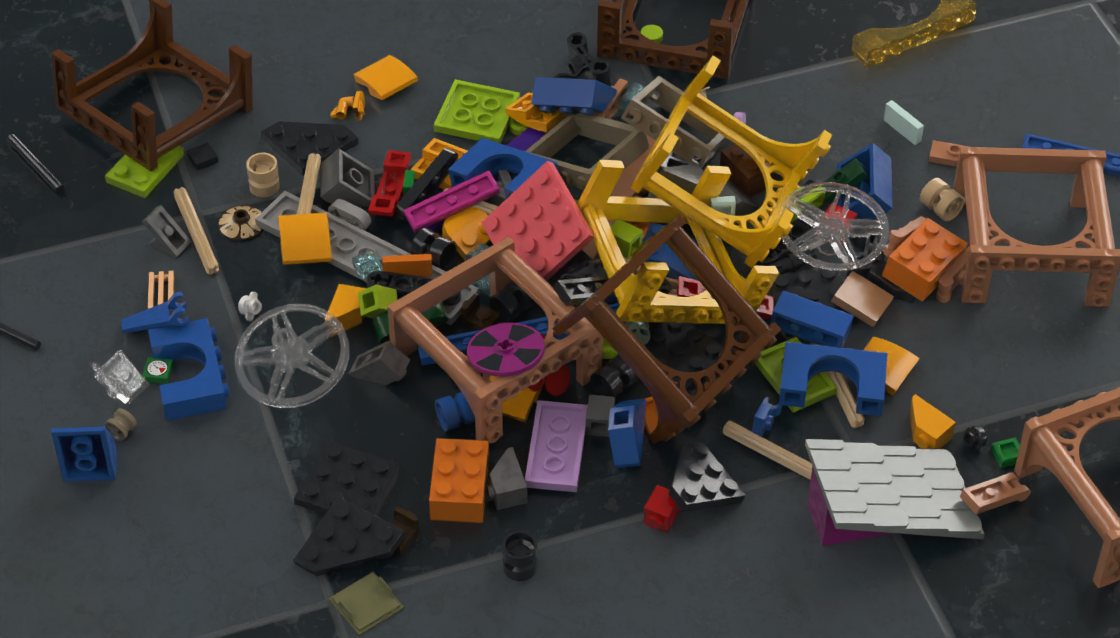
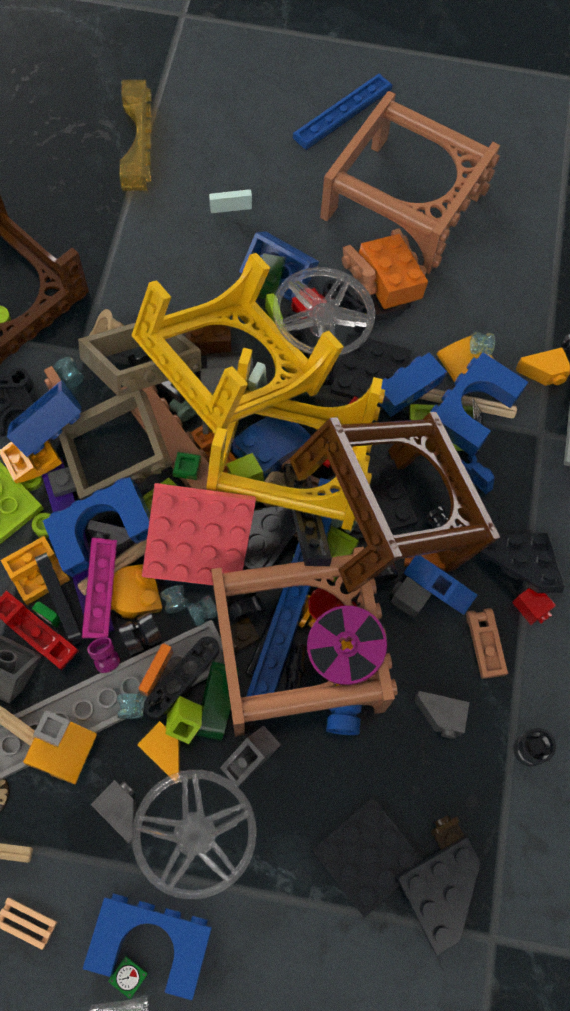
camera: 65 degrees left, 20 degrees up
(157, 316) = (64, 950): blue flag -> none
(249, 306) = (103, 842): white plate -> none
(281, 293) = (118, 808): none -> flat silver slope
(314, 216) = (51, 728): none -> light grey plate
(350, 214) = (46, 687): light grey beam -> none
(366, 603) = (509, 907): olive piece -> none
(398, 232) = (103, 654): none -> magenta wheel
(459, 480) = (425, 755): orange brick -> none
(527, 139) = (61, 482): none -> dark grey plate
(556, 446) = (426, 651): lavender plate -> none
(597, 490) = (487, 644): none -> nougat plate
(768, 449) = (523, 482): tan axle -> none
(824, 388) = (478, 415): none -> black sticker
(862, 299) = (399, 336): medium nougat tile -> none
(904, 357) = (482, 343): none -> clear light blue wheel
(942, 199) = (324, 229): tan wheel -> none
(944, 153) = (282, 190): nougat plate -> none

